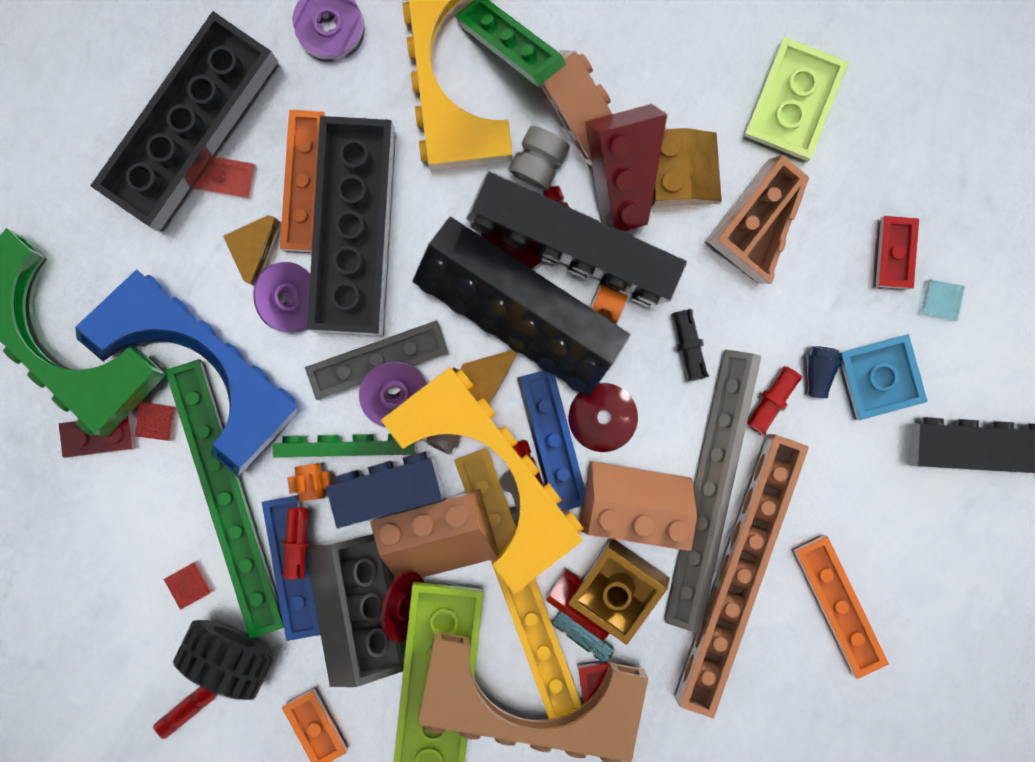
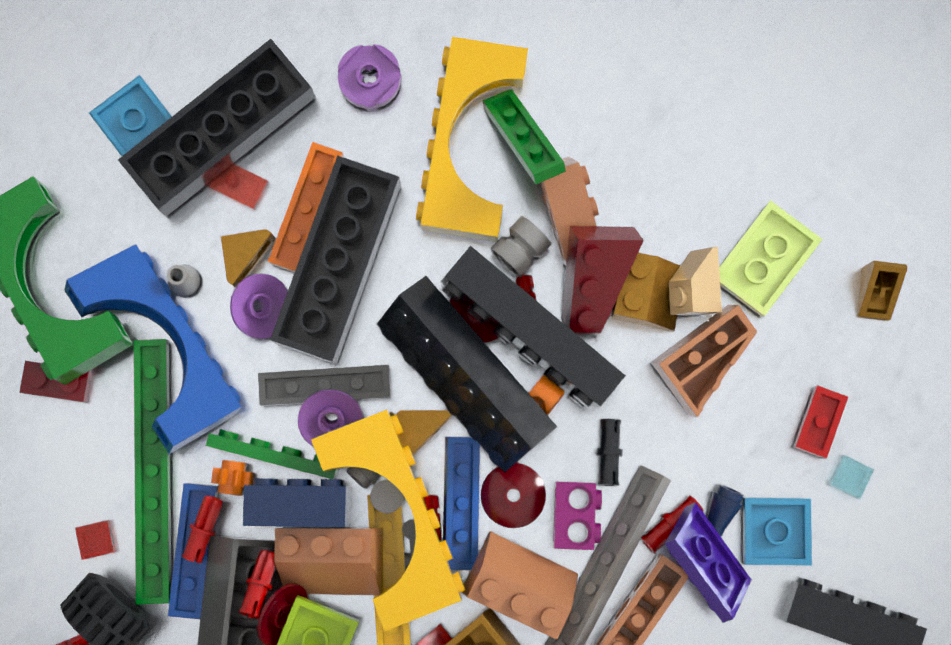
camera: 20 degrees right, 5 degrees down
(88, 135) = (130, 115): none -> dark azure tile
(155, 421) = (111, 383): clear red tile -> none
(204, 293) = (189, 282): none -> light grey cone
(370, 583) = (258, 584): none -> red axle
(474, 456) = (386, 497): none -> light grey tile
(664, 422) = (566, 515): none -> magenta brick
(732, 146) = (696, 284): none -> tan slope
(823, 429) = (708, 562): none -> dark purple plate
(922, 96) = (880, 289): none -> pearl gold slope

